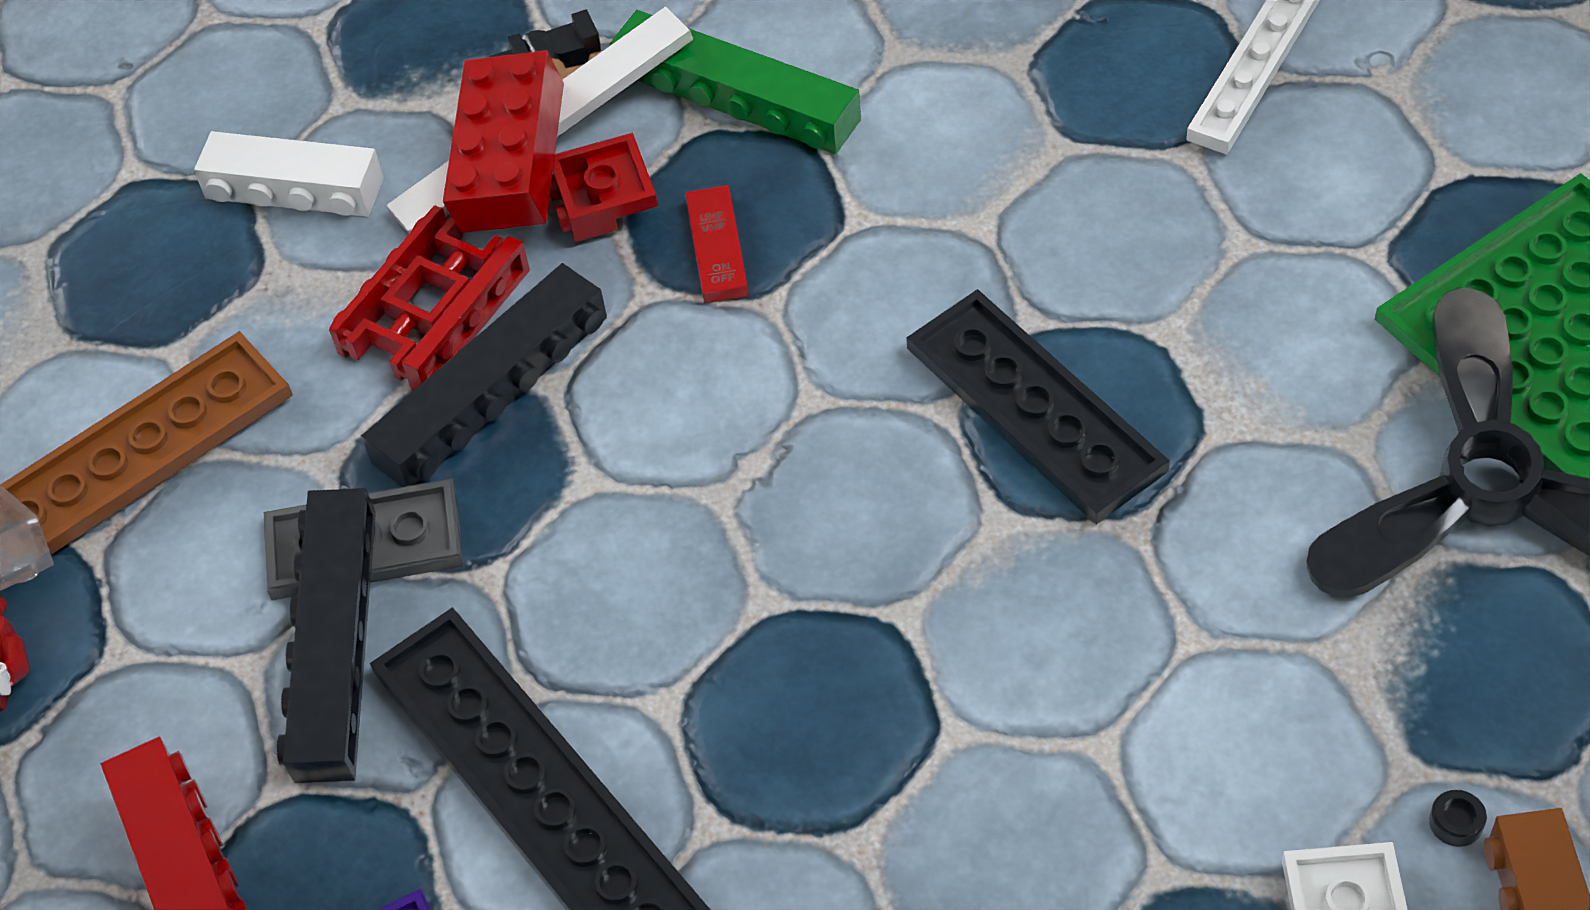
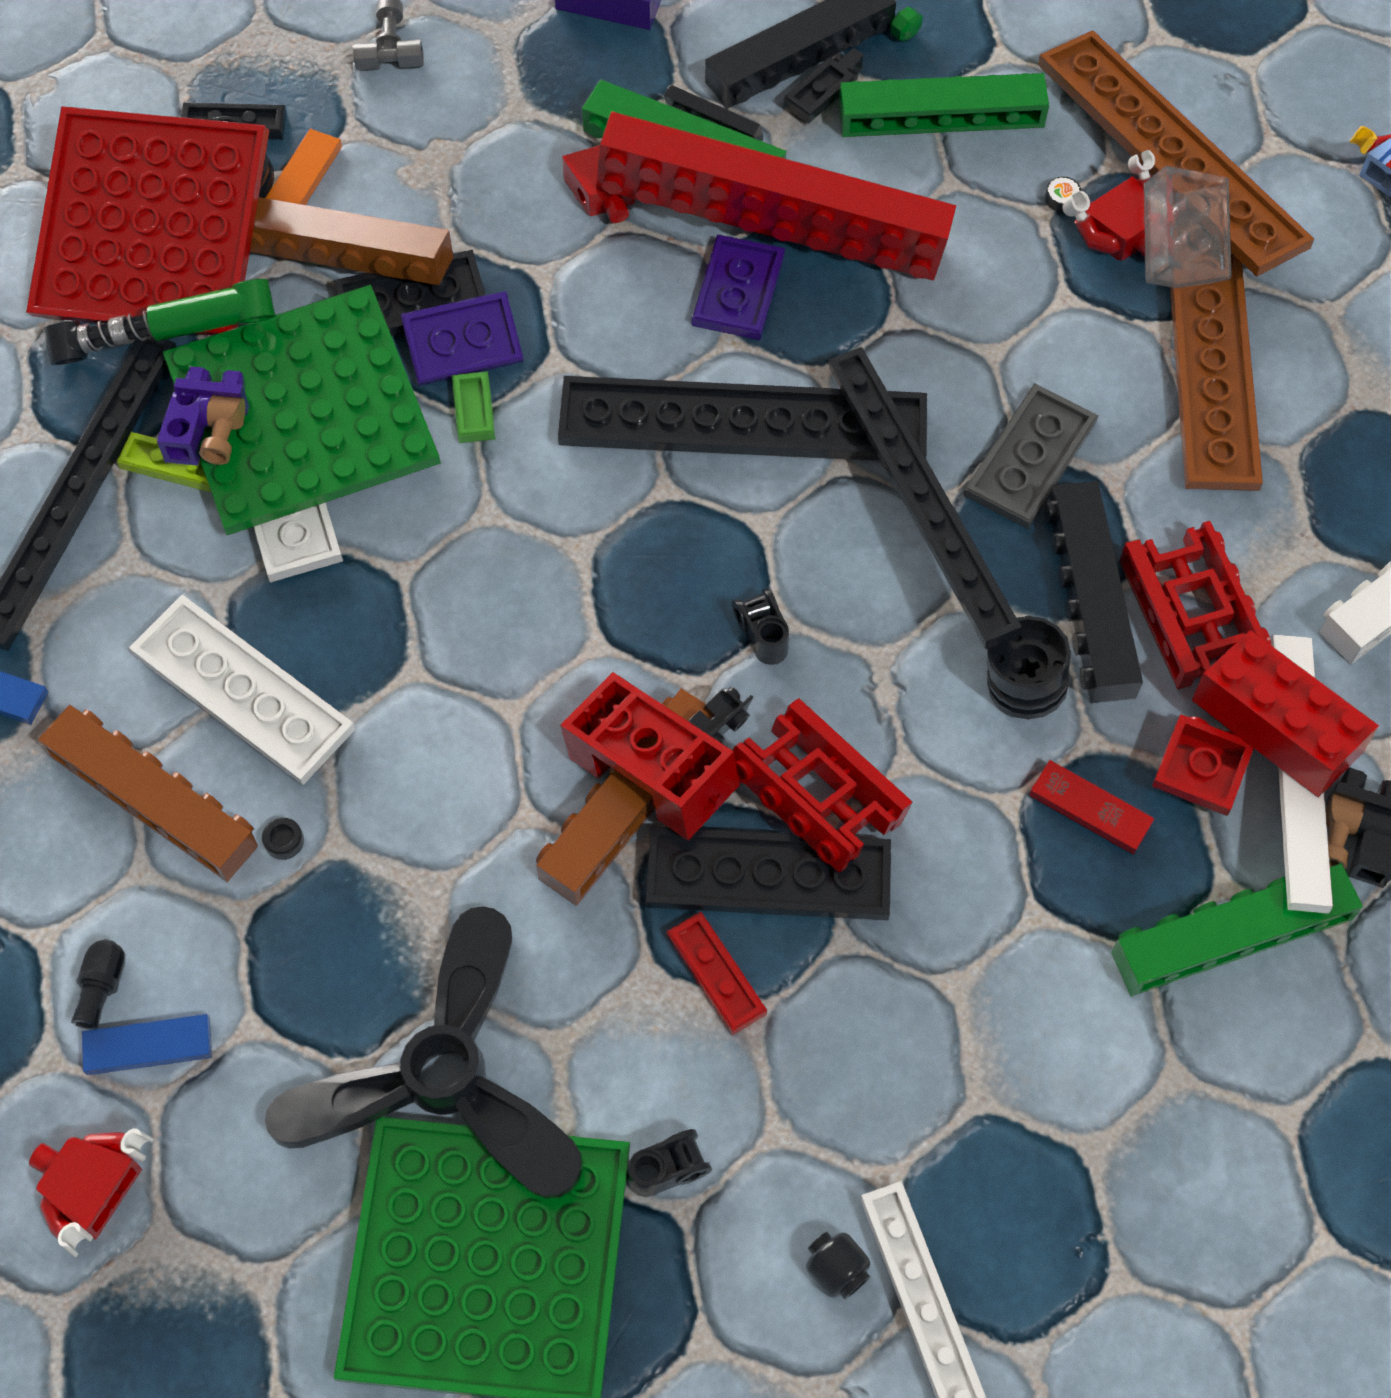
camera: 125 degrees right, 10 degrees up
(328, 637) = (966, 384): black brick -> none
(515, 550) = (925, 499): none -> black plate
(631, 348) = (1030, 671): none -> black wheel
(788, 603) = (760, 620): none -> black piece
(879, 418) = (838, 766): none -> red fence
(965, 518) = (726, 714): none -> black hinge
(1046, 588) = (684, 769): none -> red plate
(1086, 558) = (604, 824): none -> dark orange brick
(1164, 377) = (716, 973): none -> red tile
(1295, 121) = (838, 1265): none -> black head
(1362, 276) = (676, 1161): none -> black piece

